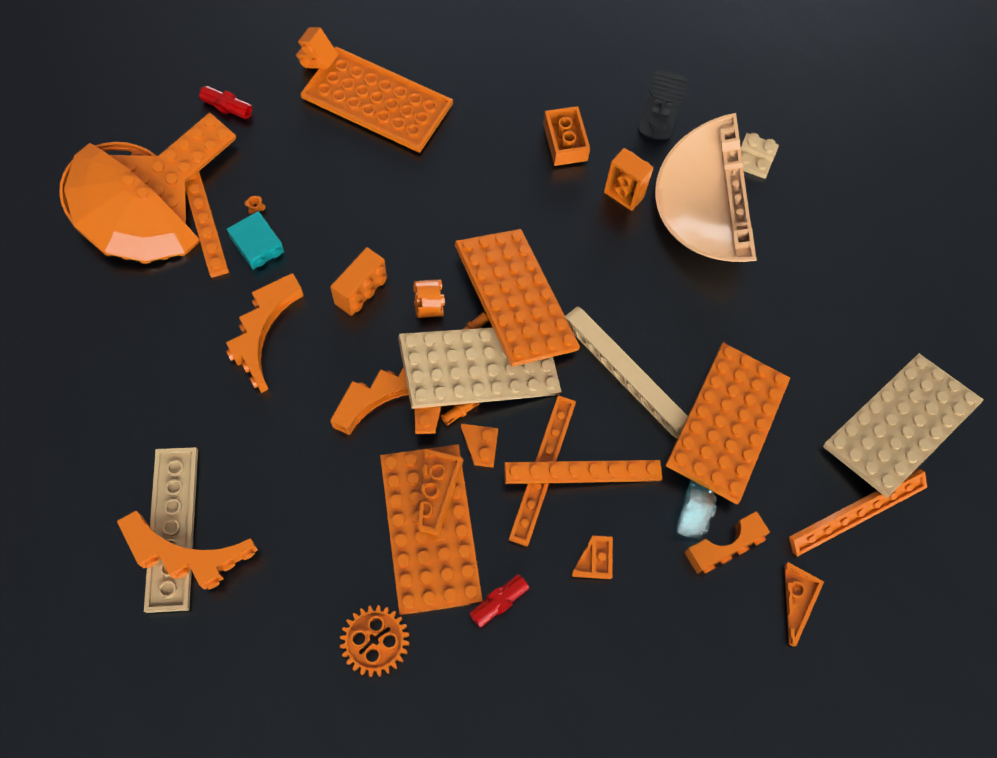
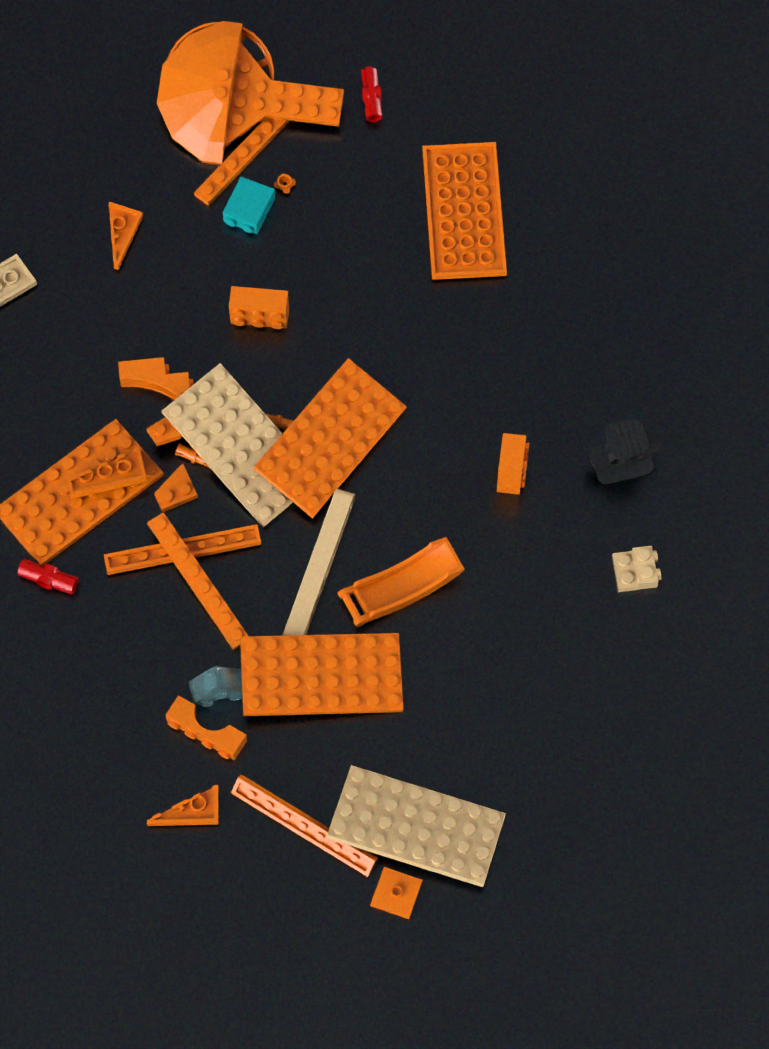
camera: 65 degrees right, 0 degrees up
(197, 346) = (124, 225): none -> orange wing
(268, 304) = (168, 256): orange arch -> none
(316, 49) = (470, 129): orange brick -> none
(428, 298) = (279, 370): orange brick -> none
(566, 136) = (532, 389): orange brick -> none
(596, 559) = (128, 632): orange wing -> none
(679, 314) = (403, 583): none -> orange windscreen
(705, 194) = (551, 544): light nougat brick -> none
(951, 473) = (396, 893): none -> orange plate

